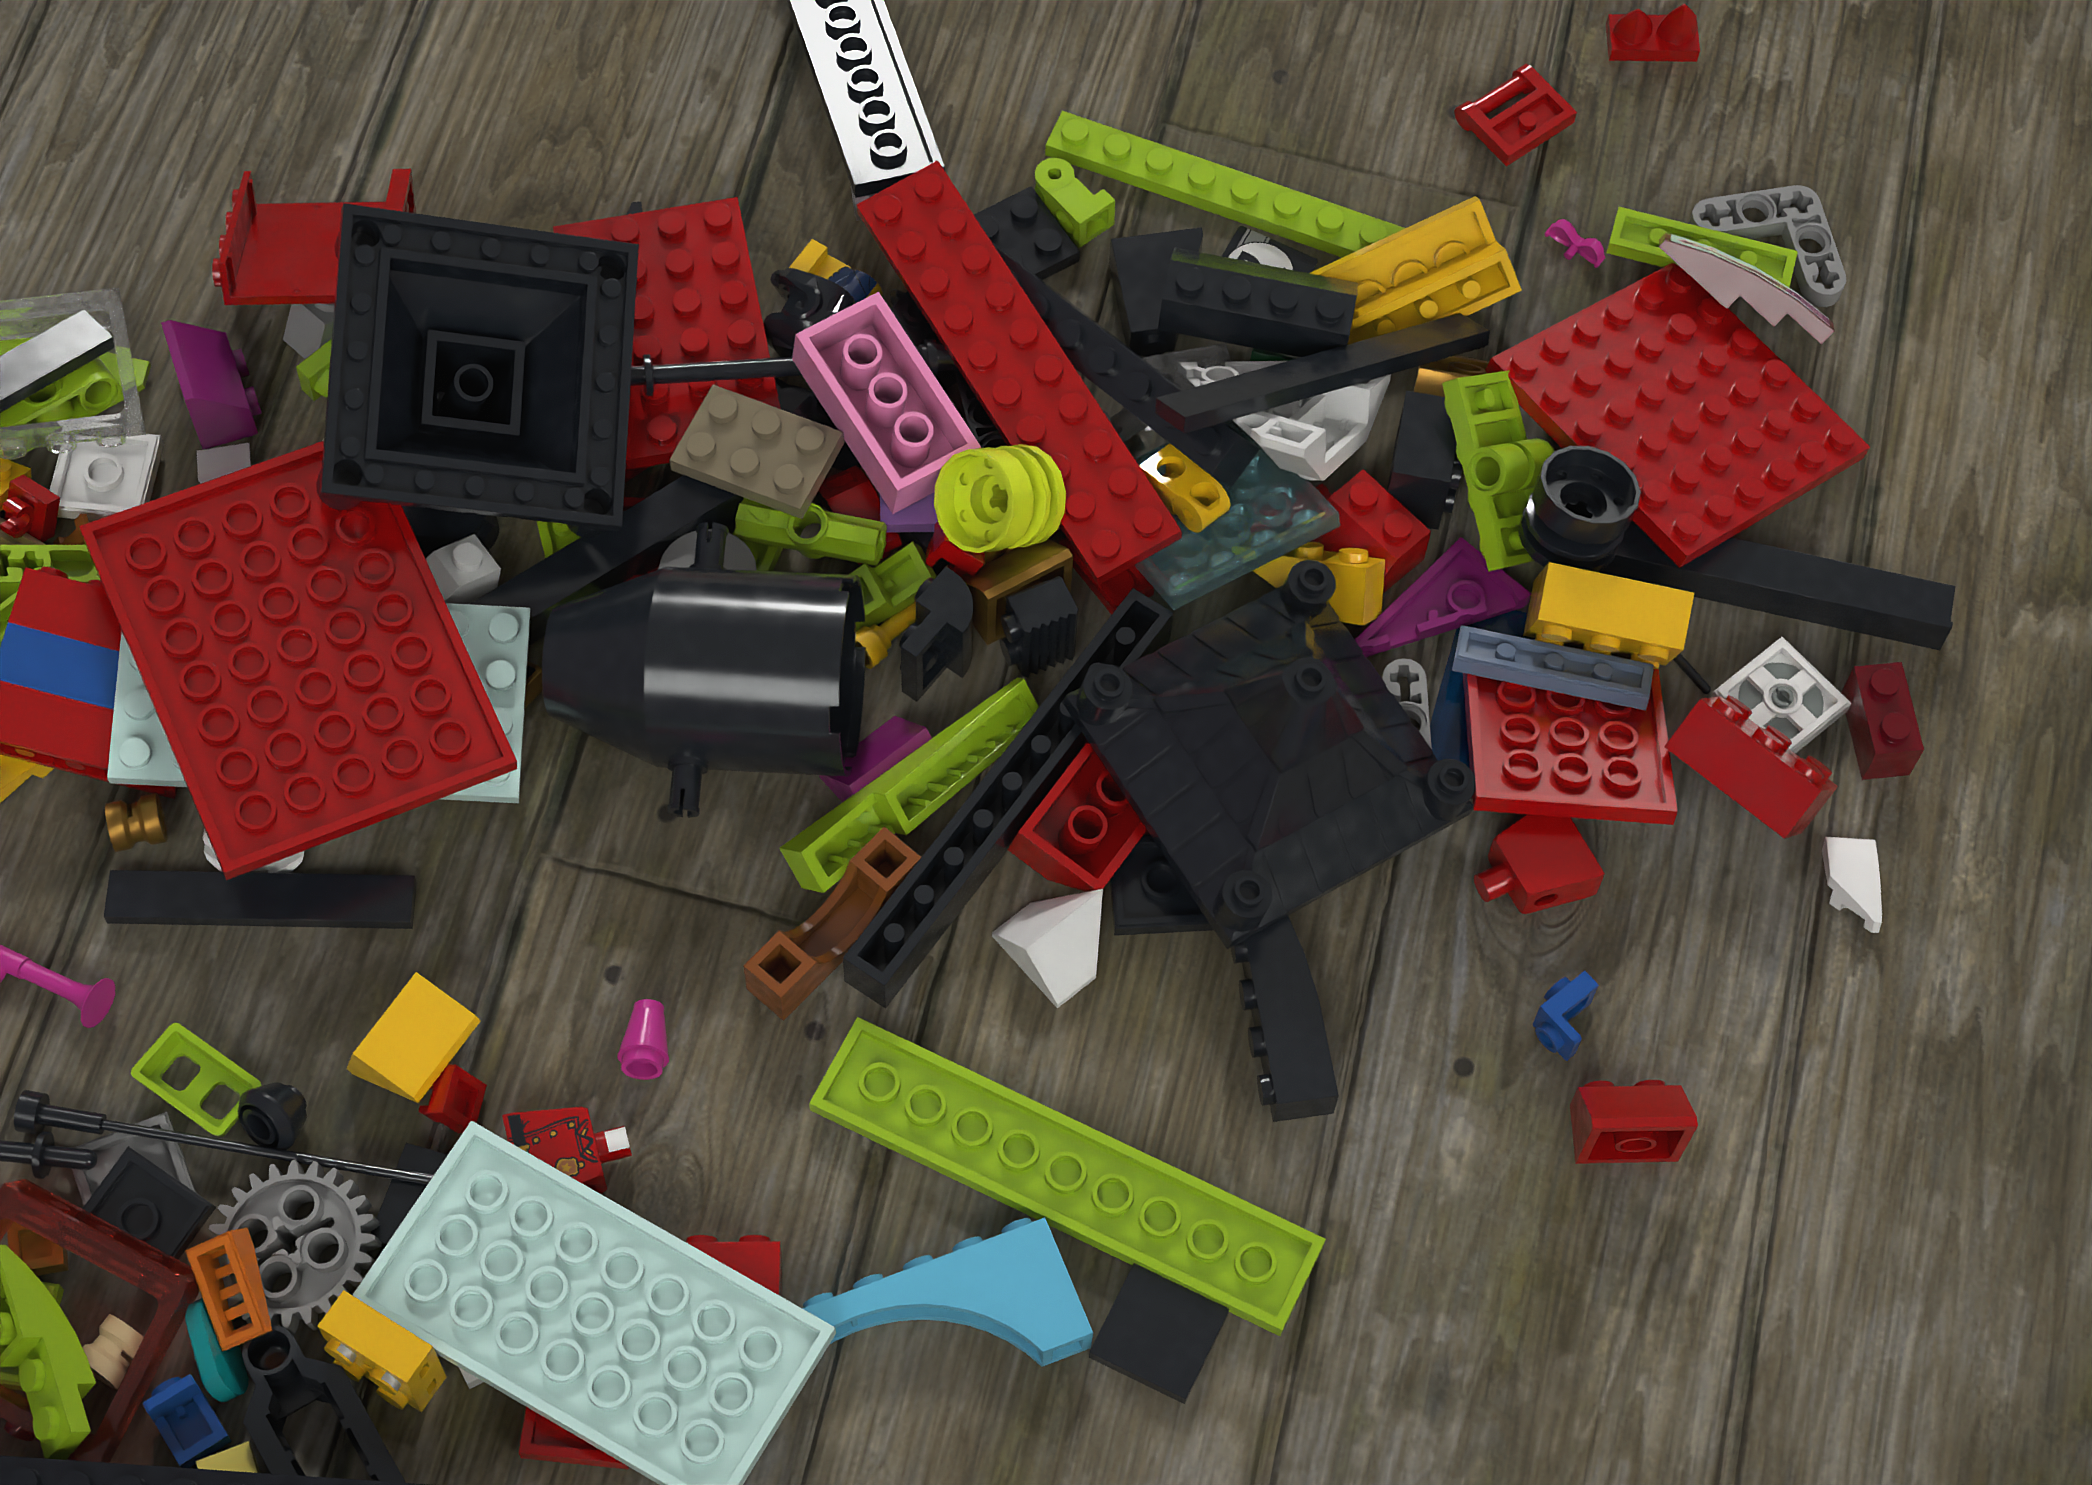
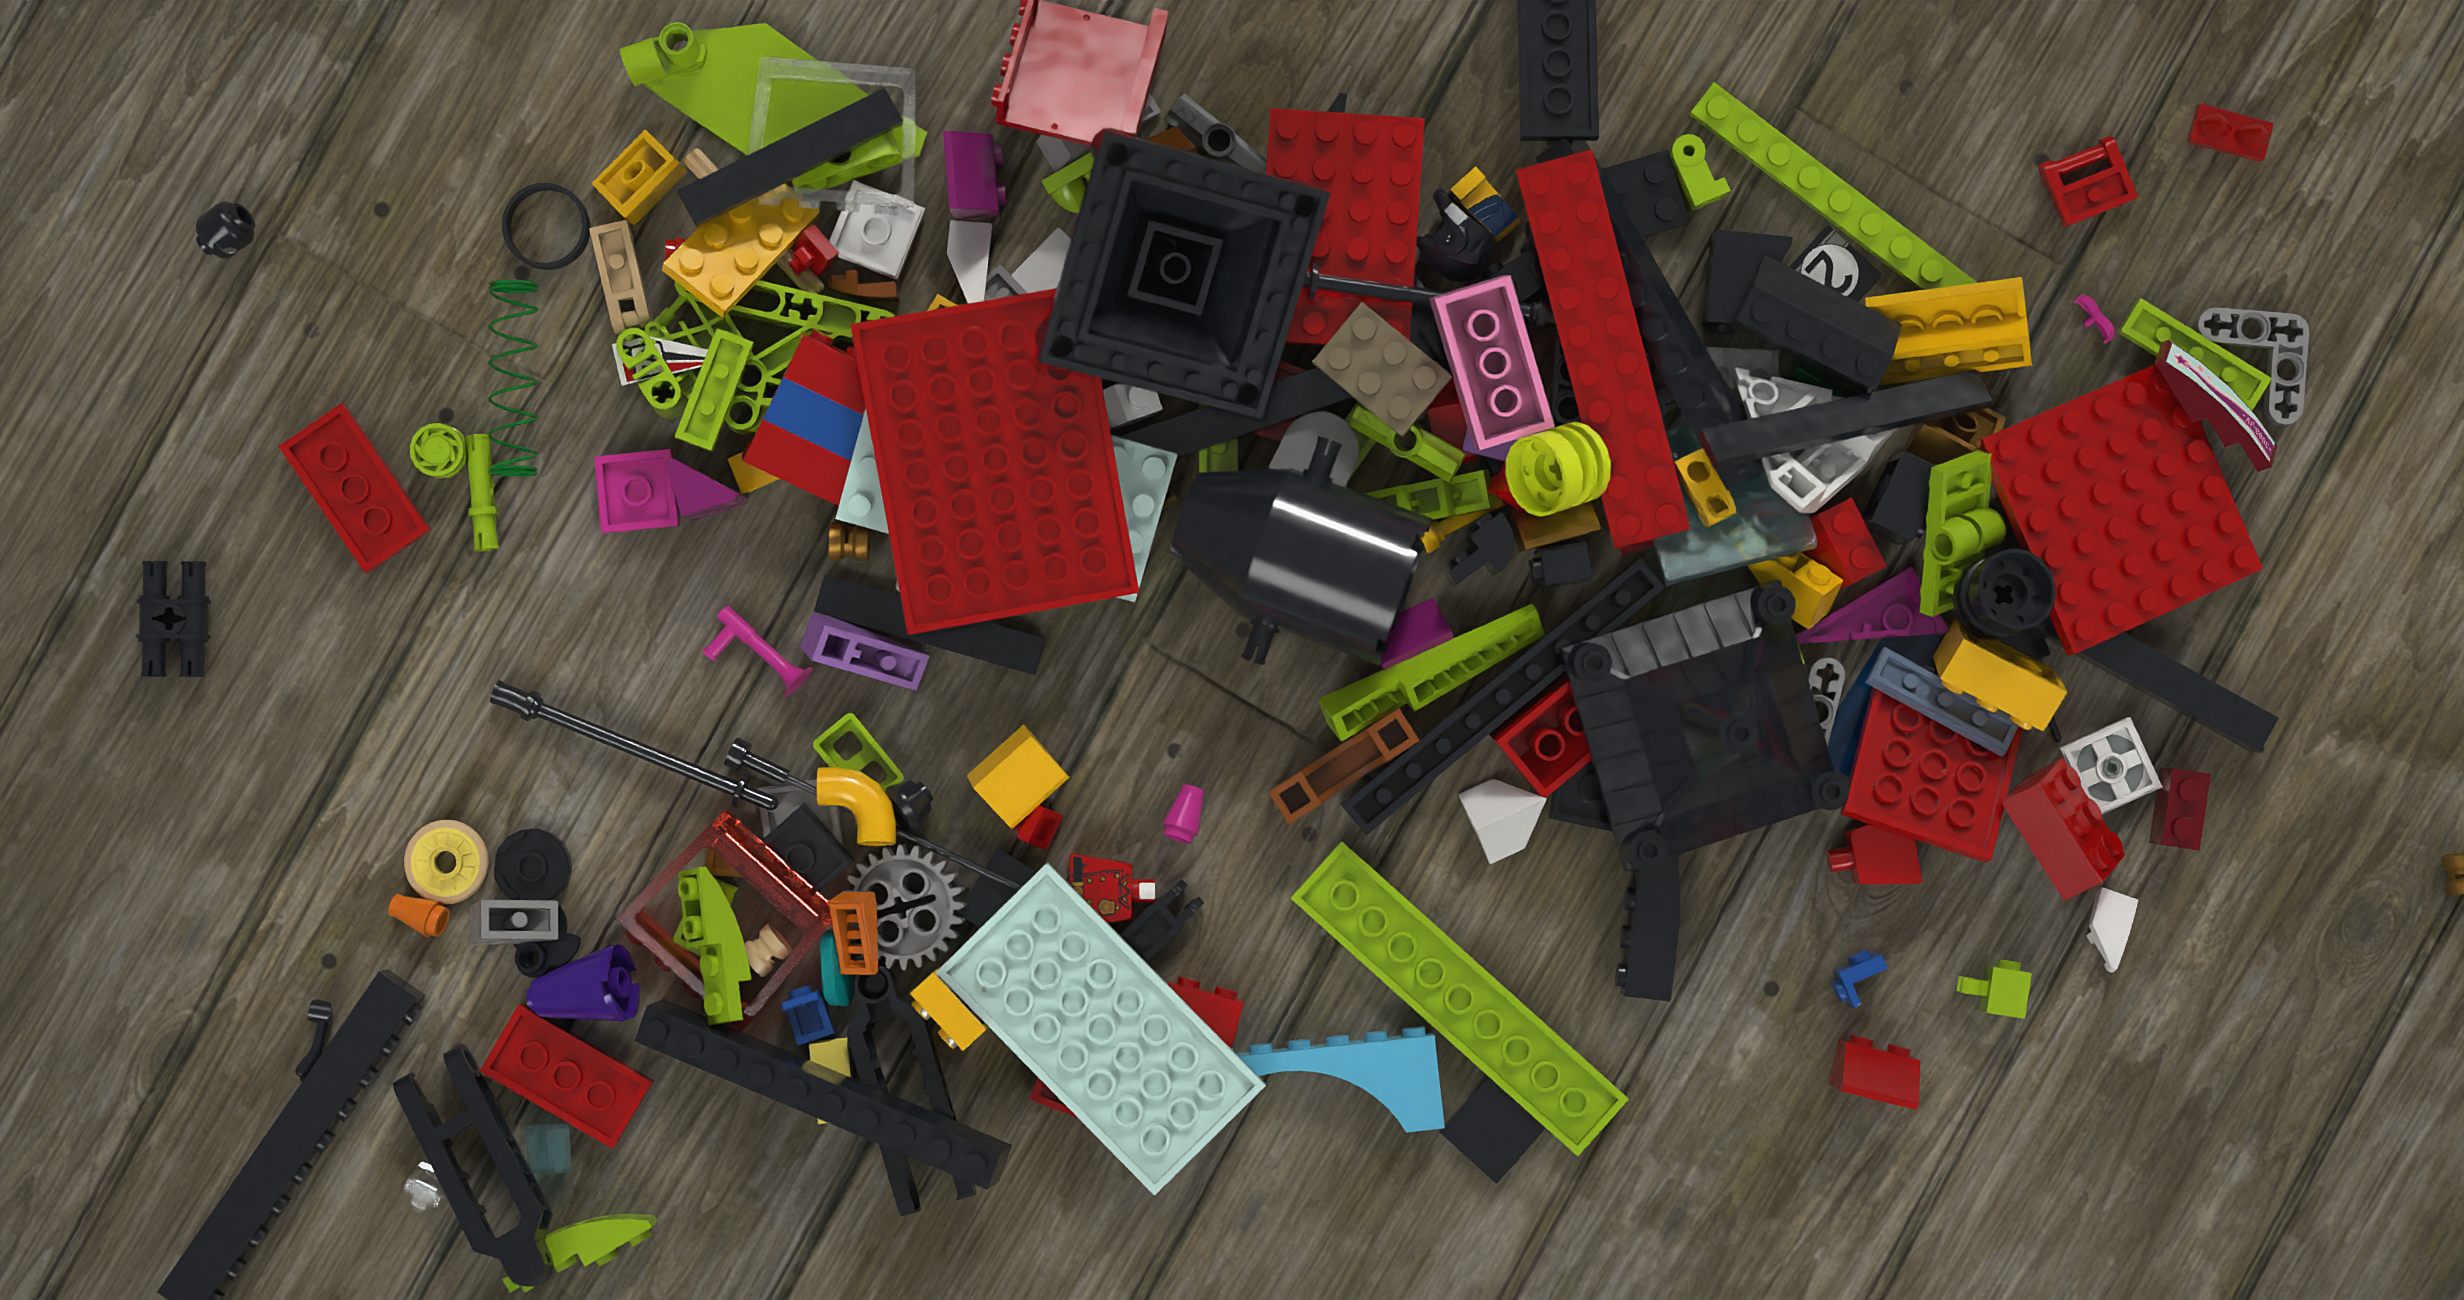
camera: 15 degrees right, 25 degrees up
(178, 945) = (862, 651): none -> medium lavender slope
(209, 1111) = (864, 798): none -> yellow cylinder
(642, 1182) = (1158, 924): none -> black hinge
(1750, 982) = (2002, 989): none -> lime brick

